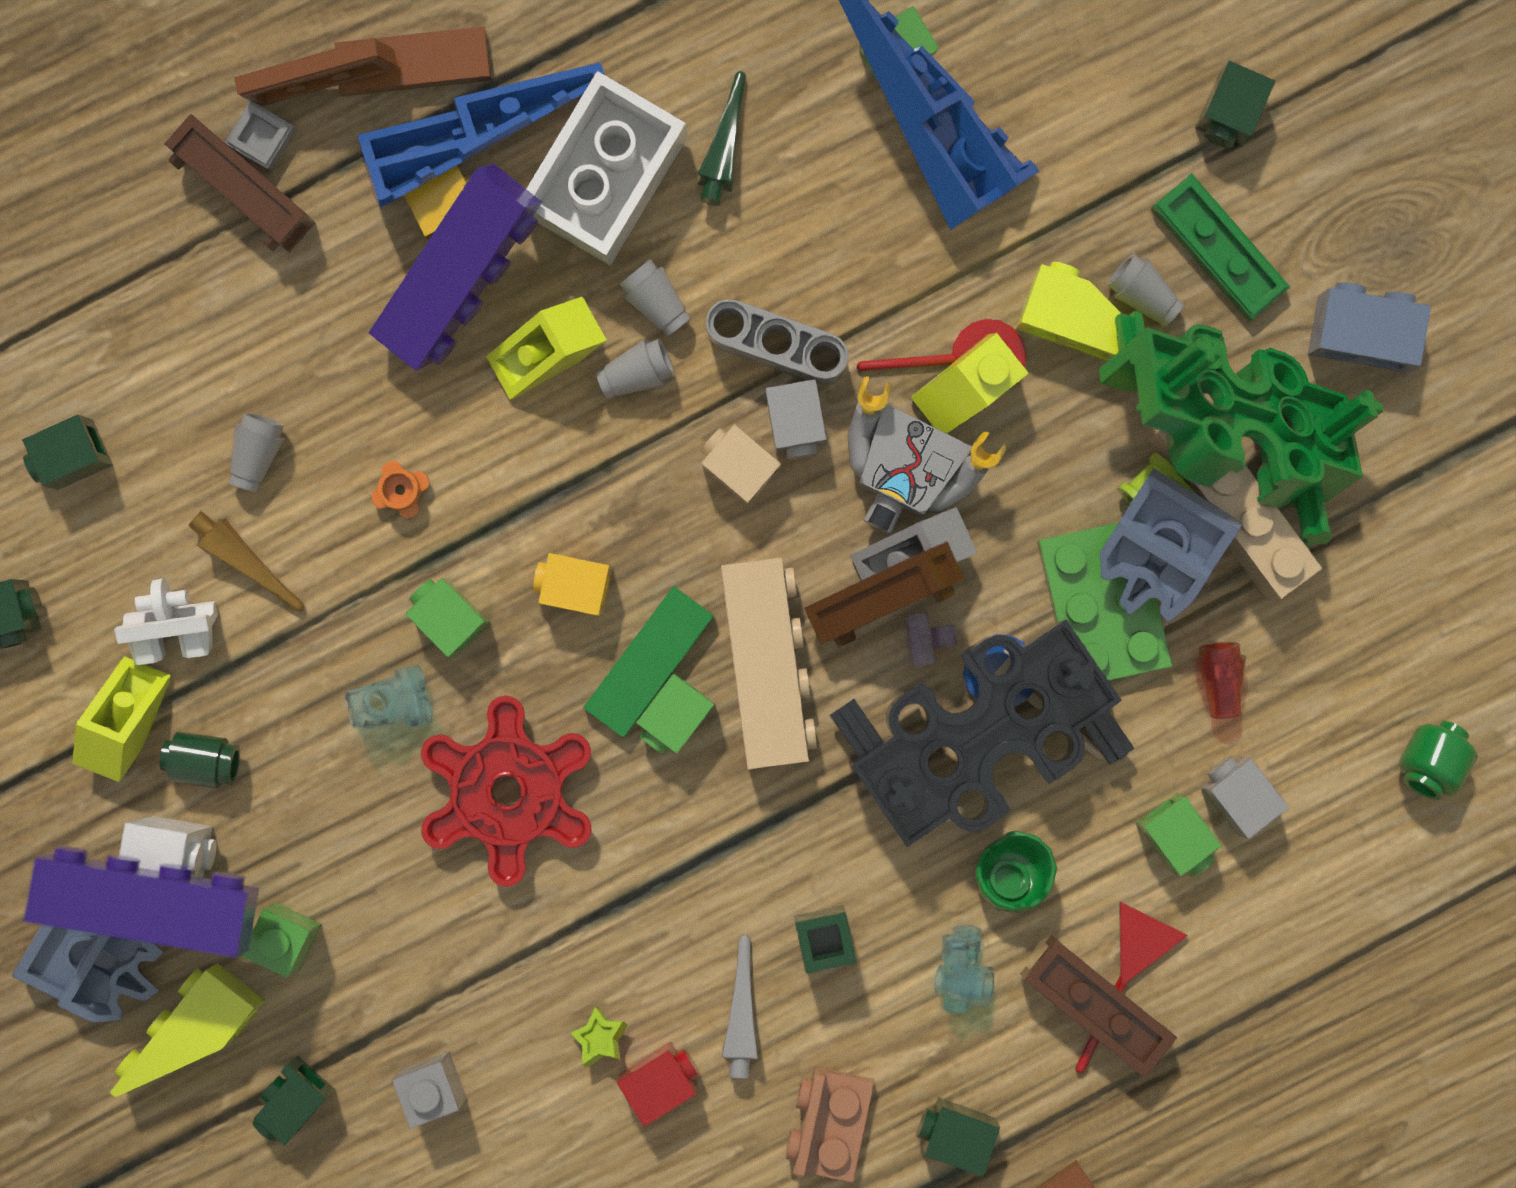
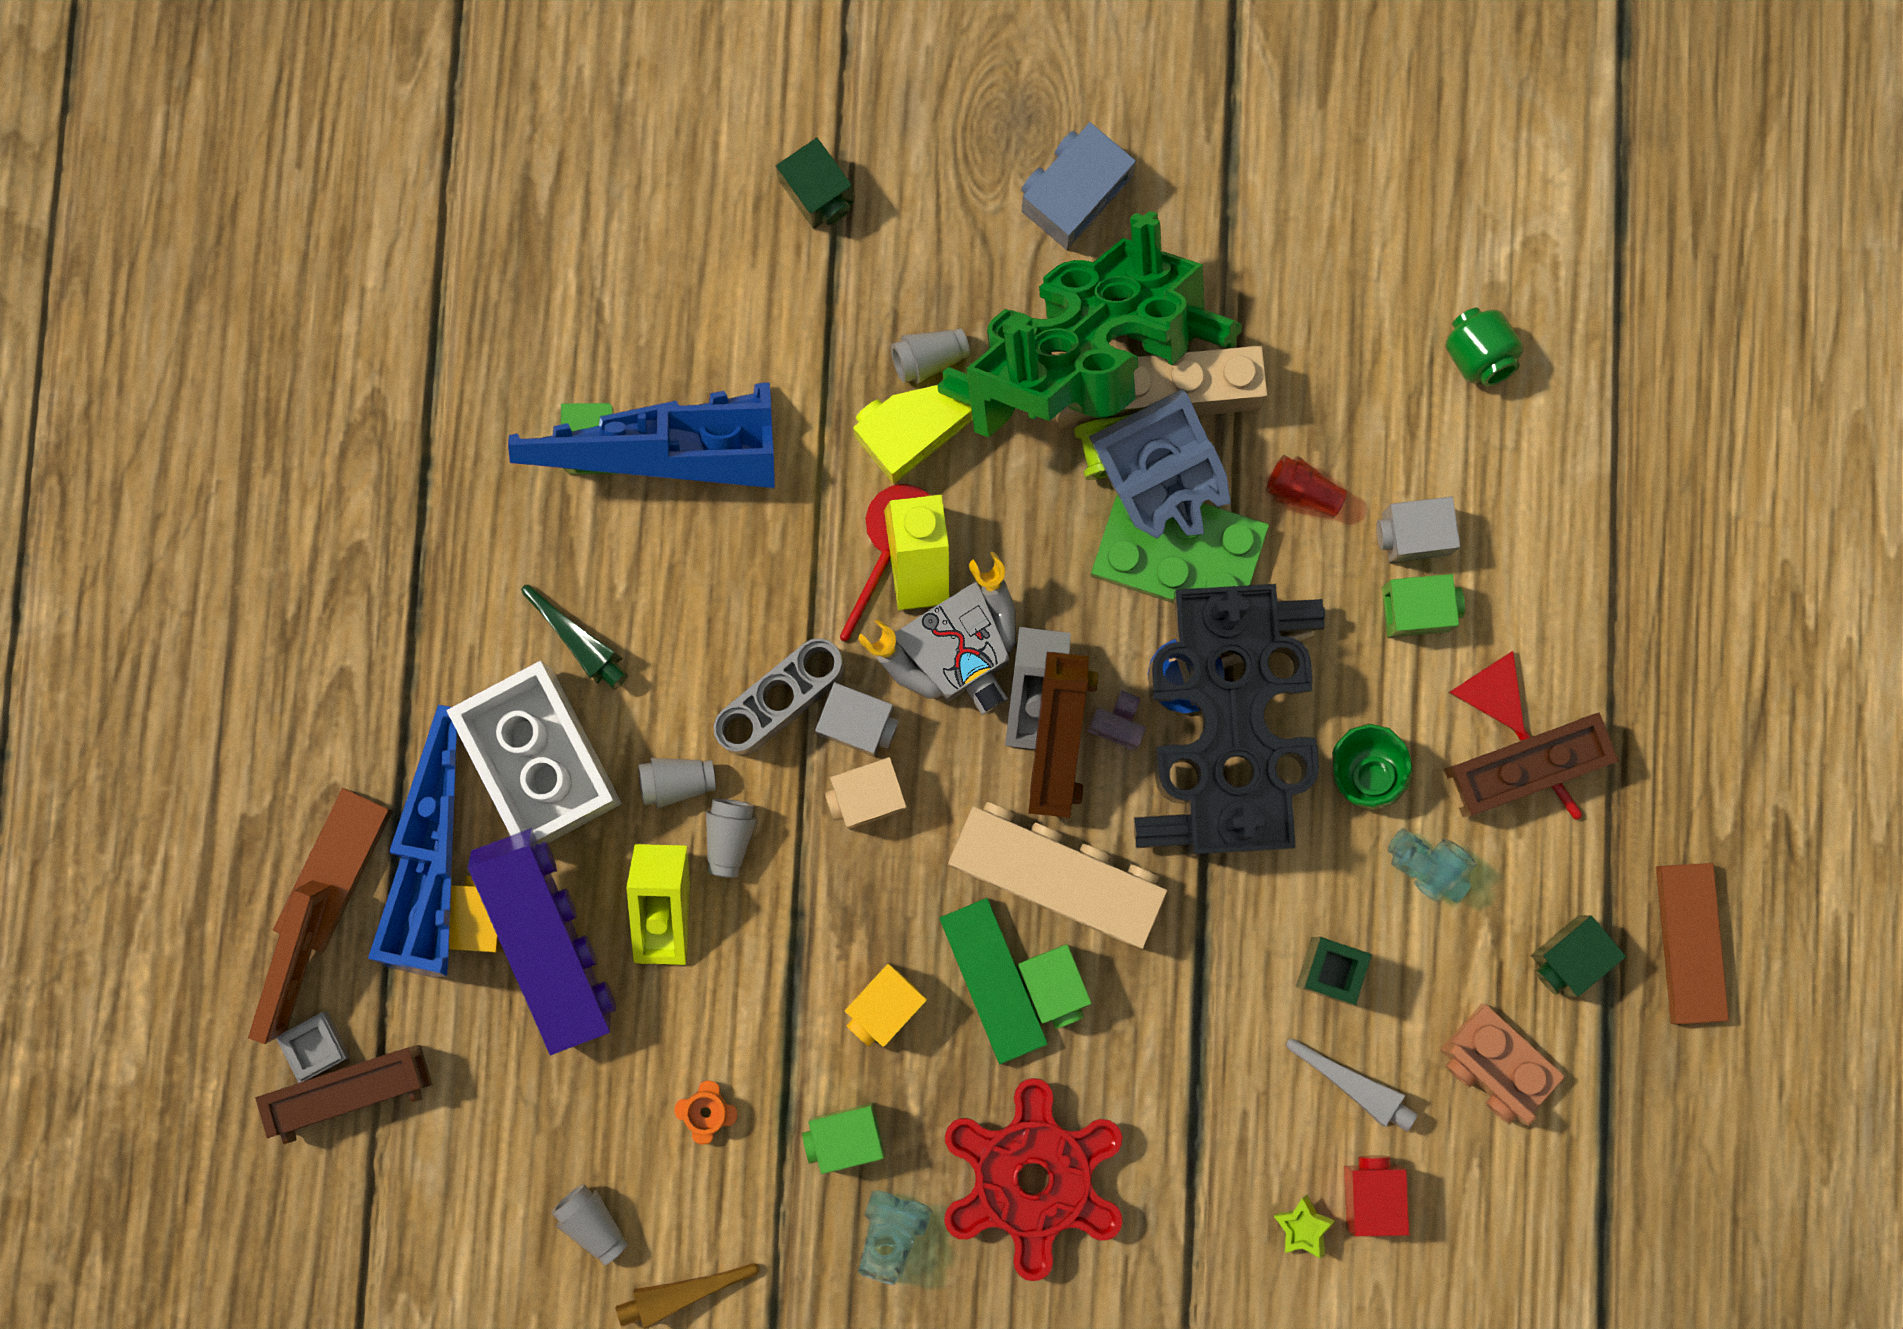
camera: 60 degrees left, 5 degrees down
(1220, 247) = (930, 268): green tile -> none

